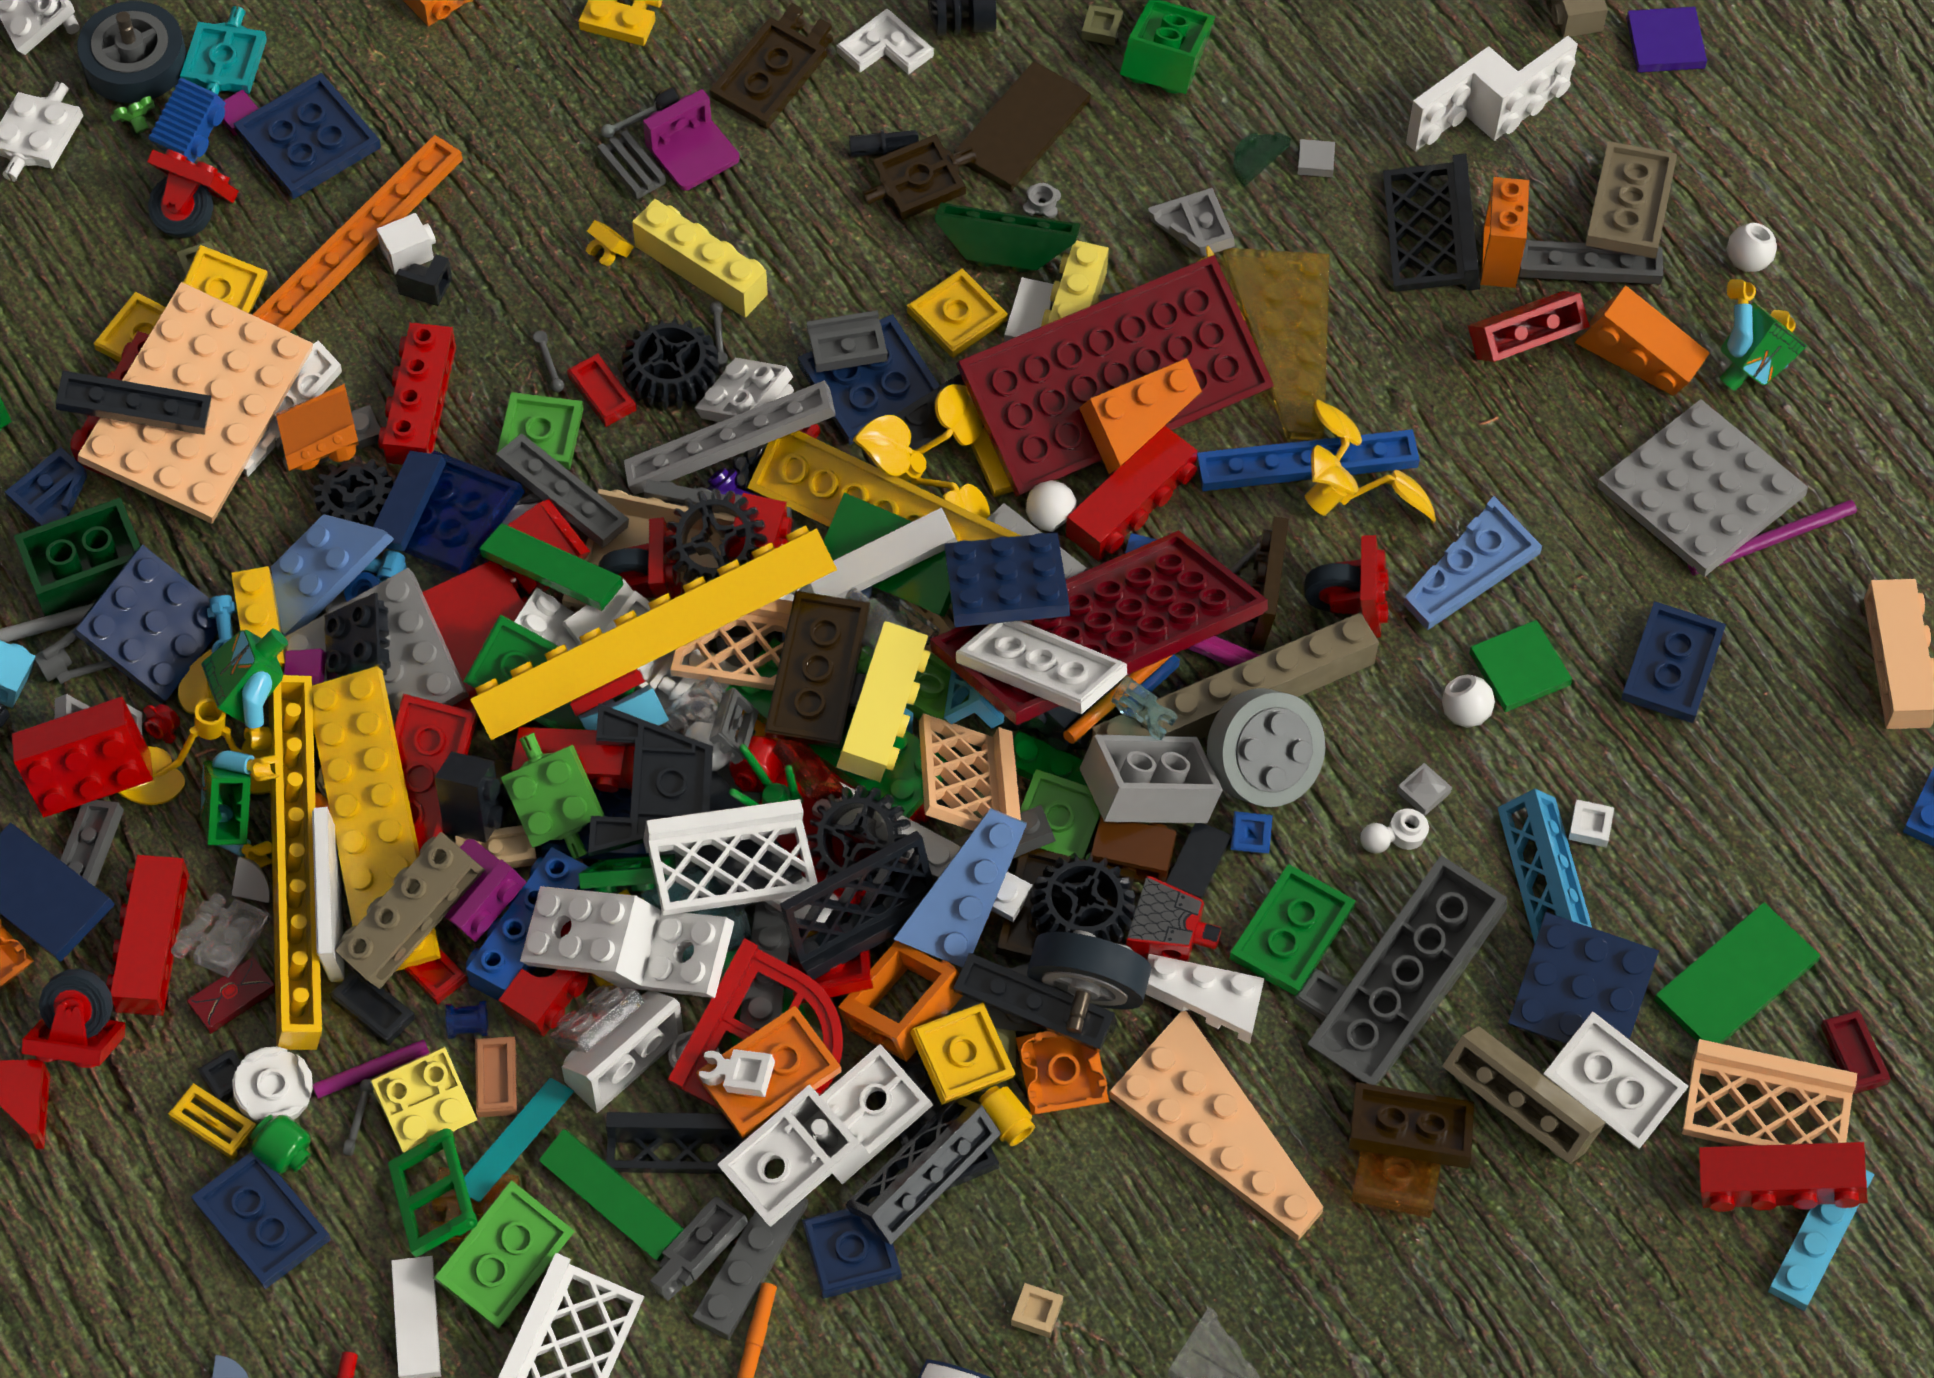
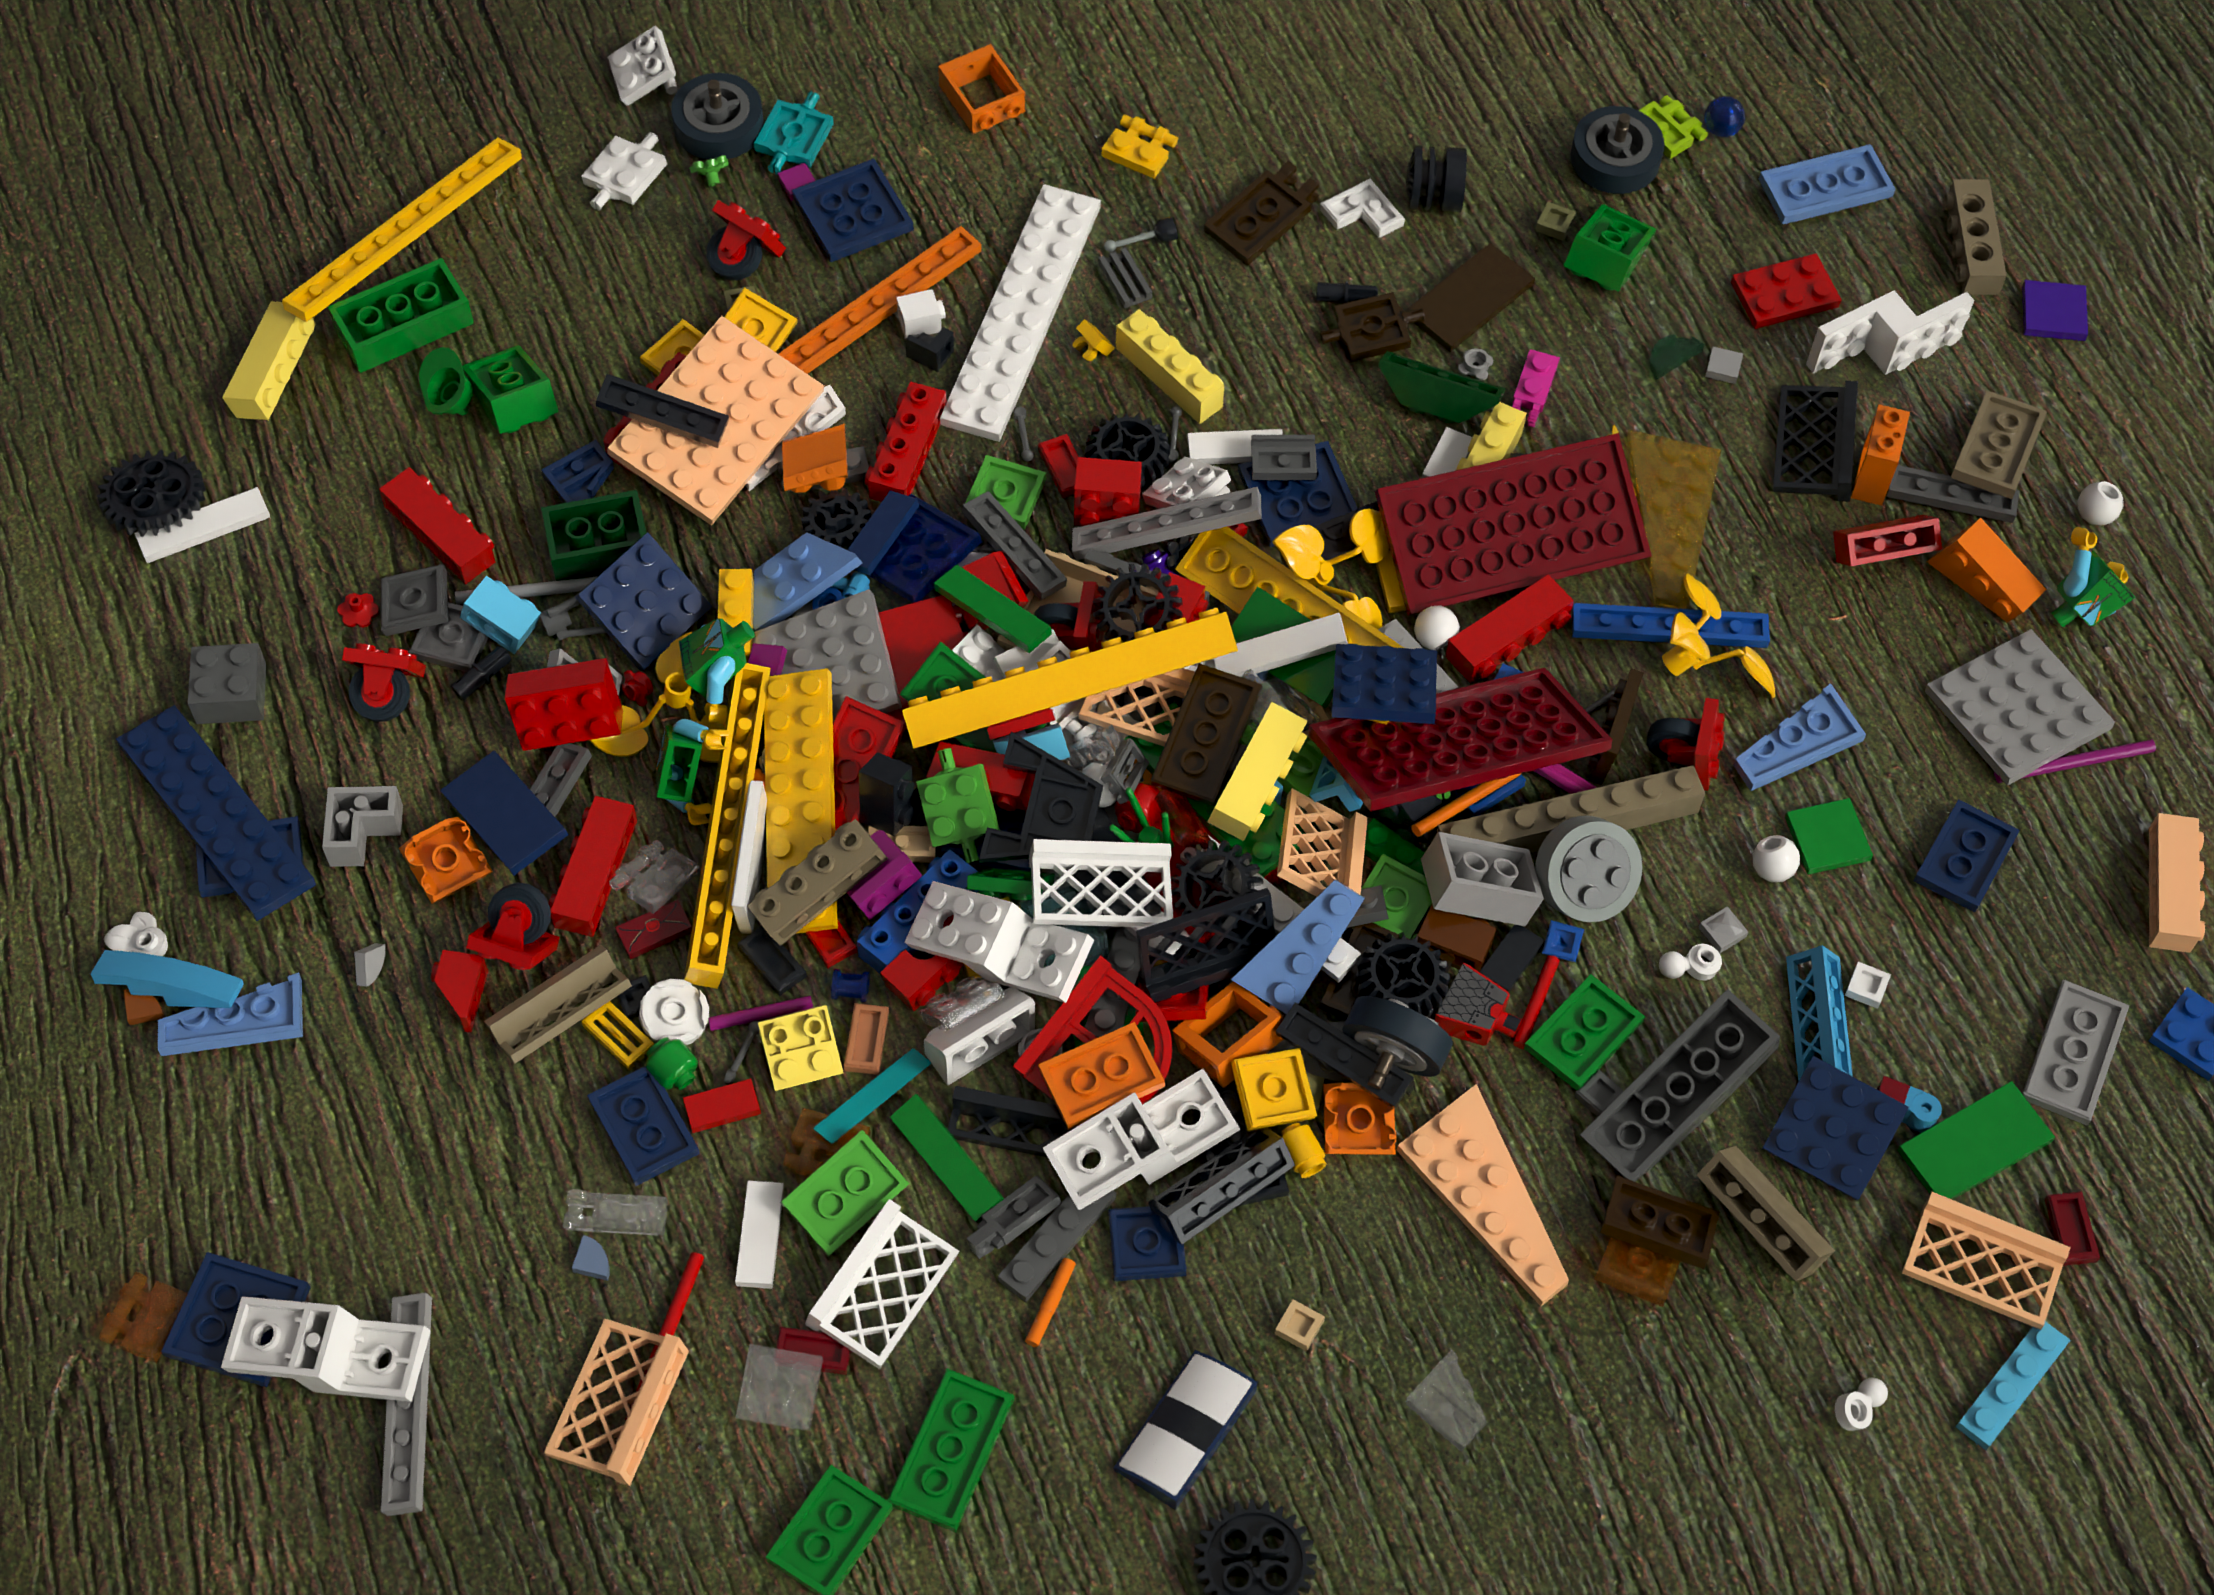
camera: 10 degrees right, 0 degrees up
(134, 1097) = (555, 1002): none -> dark tan fence
(188, 120) = (754, 181): blue brick -> none
(222, 609) = (705, 599): dark azure bar -> none
(248, 1323) = (616, 1213): none -> clear plate
(251, 881) = (688, 835): light grey tile -> none
(346, 1181) = (721, 1105): none -> red tile
(357, 637) = (815, 641): black hinge -> none
(408, 1204) = (770, 1134): green window -> none
(520, 224) = (1020, 313): none -> white plate
(654, 411) = (1106, 490): none -> red brick
(689, 141) = (1178, 265): magenta bracket -> none
(742, 1074) = (1079, 1073): white plate -> none
(778, 338) = (1224, 446): none -> white tile
(957, 312) = (1384, 449): yellow tile -> none
(1042, 664) = (1403, 762): white tile -> none
(1111, 212) = (1535, 383): none -> dark pink hinge
(1137, 410) = (1524, 557): orange wedge -> none
(1141, 704) = (1483, 811): clear light blue plate -> none
(1195, 222) = (1607, 403): light grey wing -> none
(1215, 993) = (1504, 1075): white wing -> none
(1233, 904) = (1536, 1001): none -> red bar
(1369, 64) = (1786, 291): none -> red plate
(1616, 1080) = (1850, 1215): white plate -> none
(1657, 1291) = (1855, 1408): none -> white plate
(1674, 947) = (1923, 1107): none -> dark azure leg
(1783, 1176) = (1987, 1326): red brick -> none
(1826, 858) = (2075, 1052): none -> light grey tile

